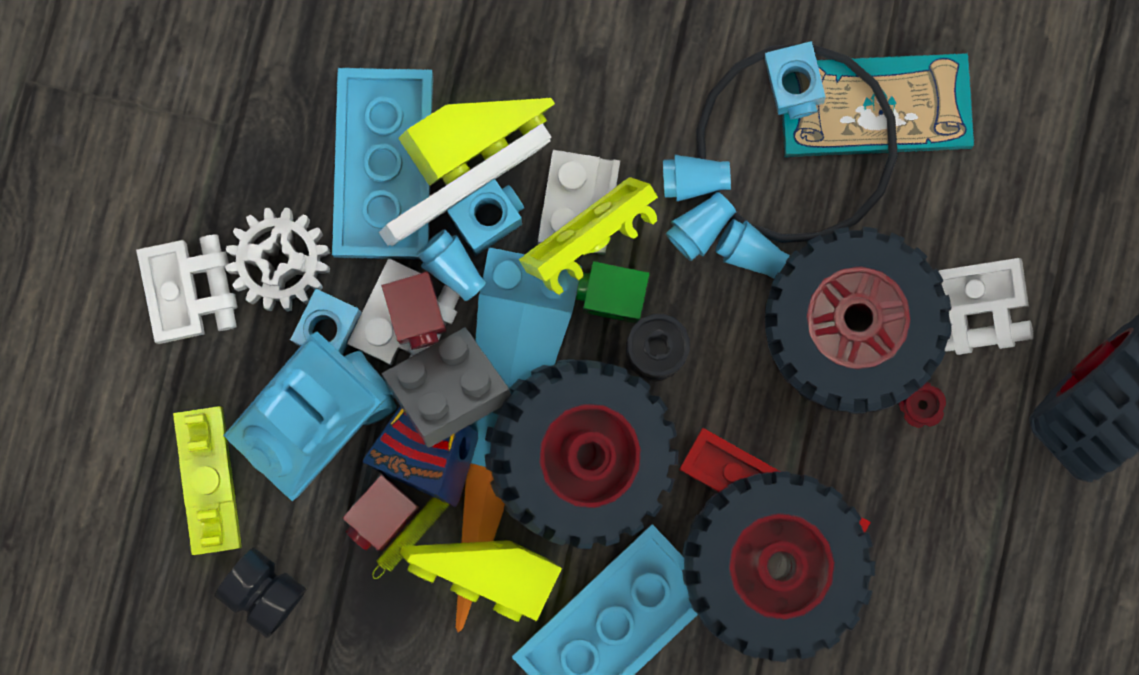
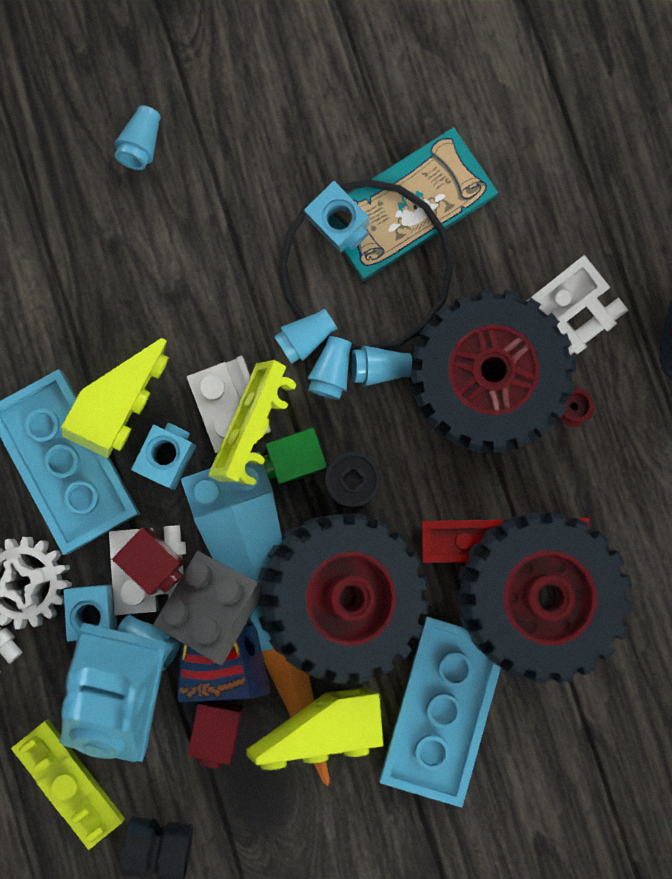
camera: 30 degrees left, 0 degrees up
(433, 503) = (245, 731): neon yellow piece -> none
(449, 262) = (158, 509): medium azure cone -> none
(465, 185) = (132, 444): white tile -> none

